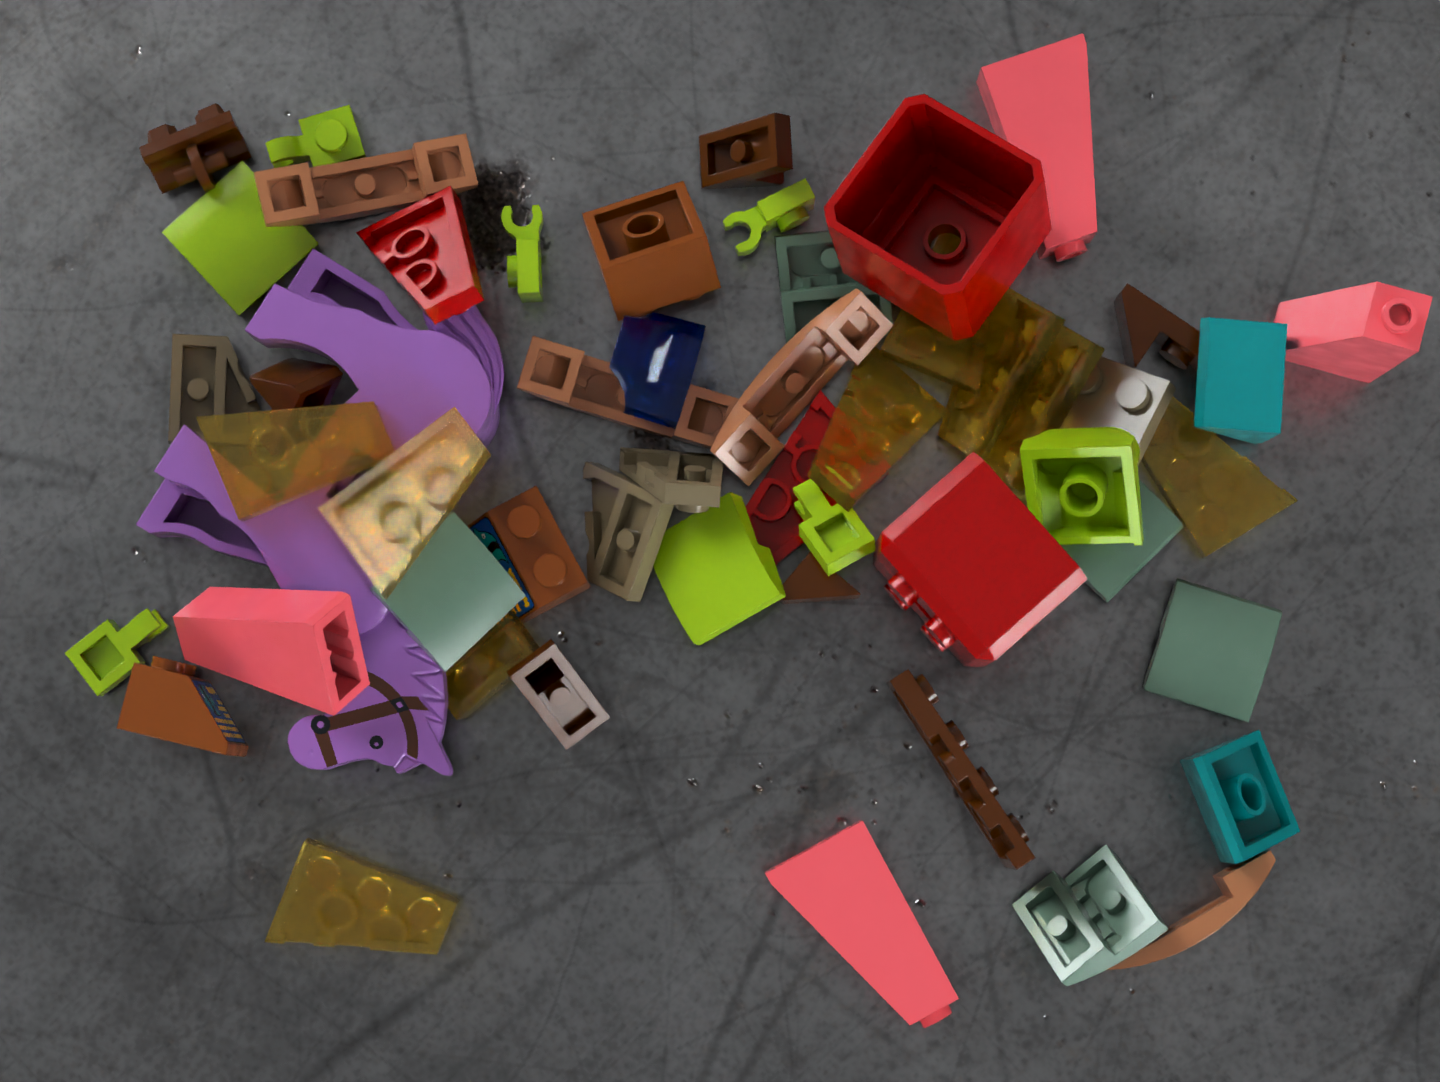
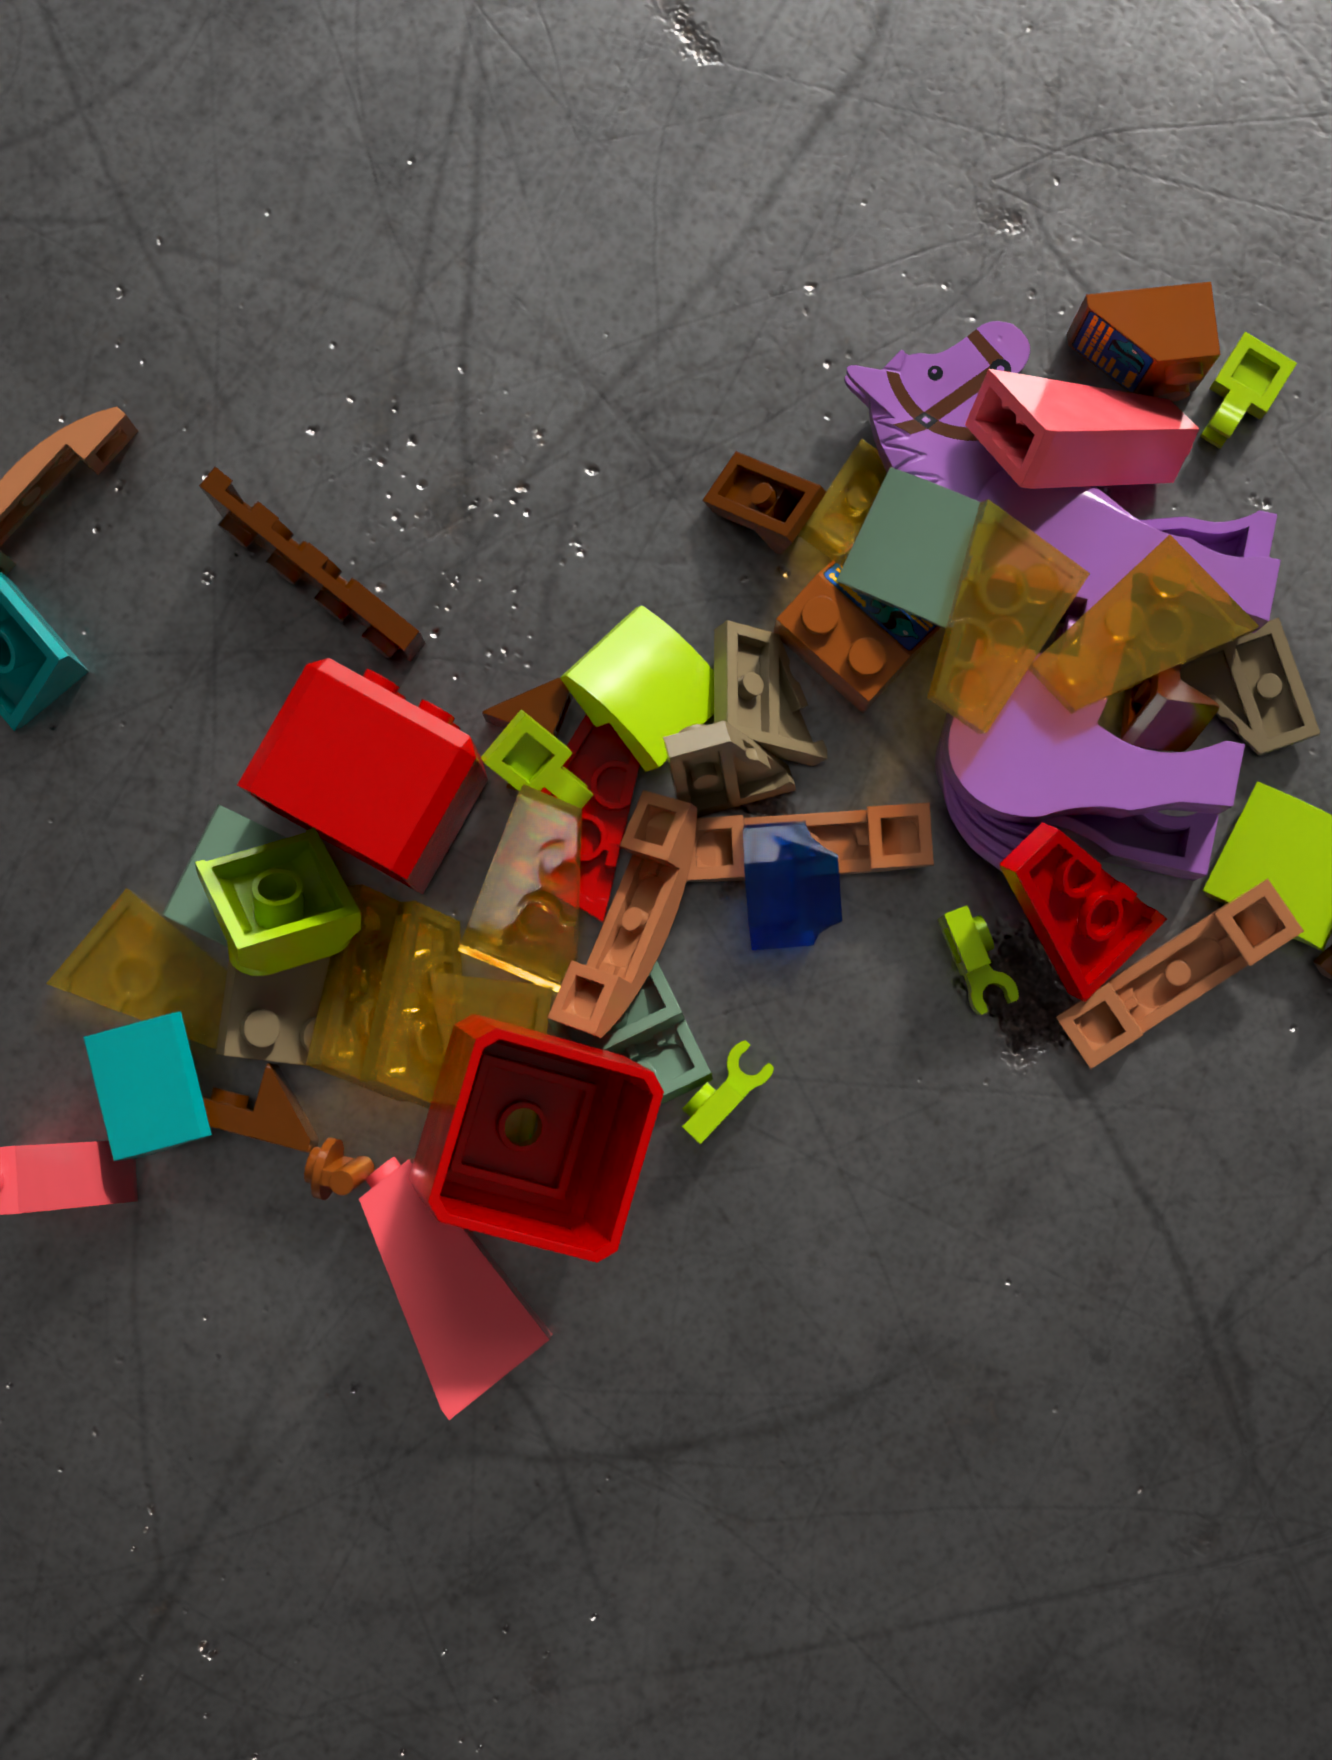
camera: 160 degrees right, 0 degrees up
(325, 140) = (1240, 1009): lime plate -> none
(359, 904) = (893, 222): clear yellow wing -> none
(651, 251) = (841, 1010): dark orange slope -> none
(747, 153) = (776, 1154): reddish brown slope -> none
(862, 914) = (366, 388): coral slope -> none
(1089, 917) = (127, 463): sand green slope -> none
(1107, 265) = (333, 1172): none -> dark orange plate
(1212, 650) = (88, 794): sand green slope -> none

